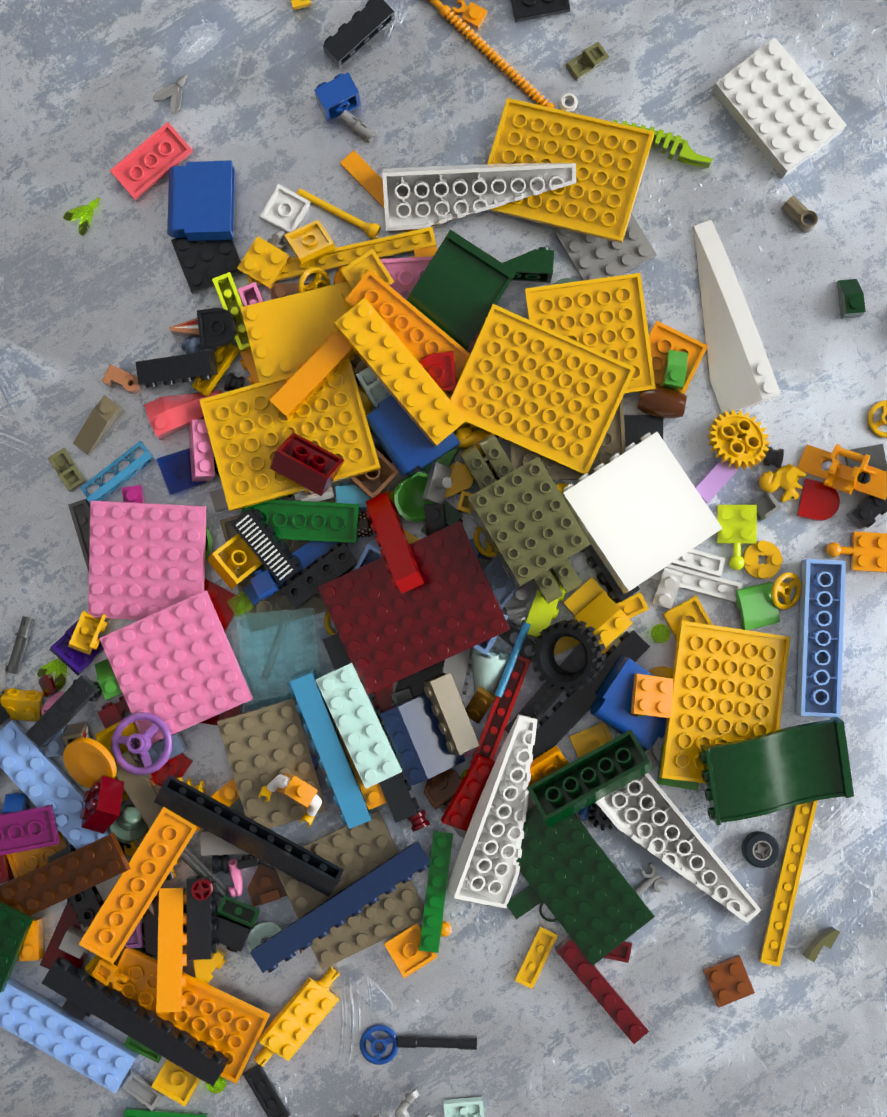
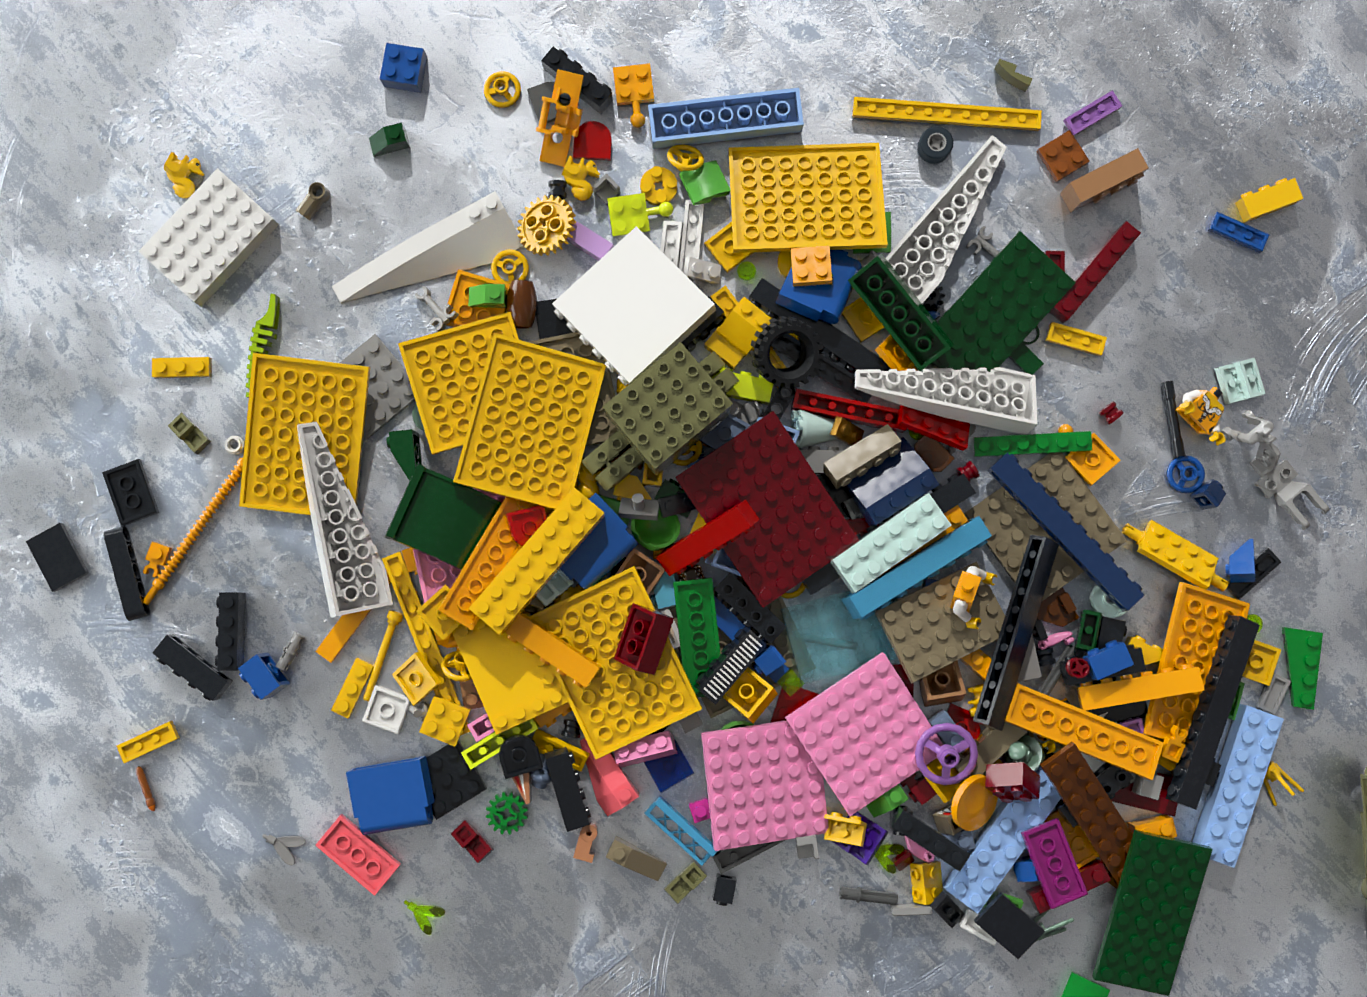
camera: 100 degrees left, 0 degrees up
(52, 505) = (724, 889): none -> black brick
(62, 1073) = (1273, 773): none -> yellow plant
(78, 593) = (807, 847): none -> light grey panel
(144, 271) = (472, 841): none -> dark red slope
(166, 301) = (515, 814): none -> green gear
(204, 921) = (1108, 660): none -> blue brick
(209, 755) = (943, 686): none -> medium nougat slope
(278, 1084) = (1242, 564): none -> slope
(311, 180) = (352, 688): none -> yellow plate
(353, 1063) = (1209, 494): none -> dark blue slope
(387, 73) = (230, 631): none -> black brick
(438, 1074) = (1203, 412): none -> torso
(454, 979) = (1111, 413): none -> dark red wheel
(512, 659) = (799, 406): dark azure bar -> none
(653, 63) = (181, 367): none -> yellow plate
(663, 323) = (444, 316): none -> light grey bar
(695, 1018) = (1105, 180): none -> medium nougat brick
(705, 391) = (520, 260): none -> yellow piece
(768, 1020) = (1092, 113): none -> medium lavender plate
(776, 770) = (860, 138): dark green panel -> none
(850, 88) = (179, 171): none -> yellow animal

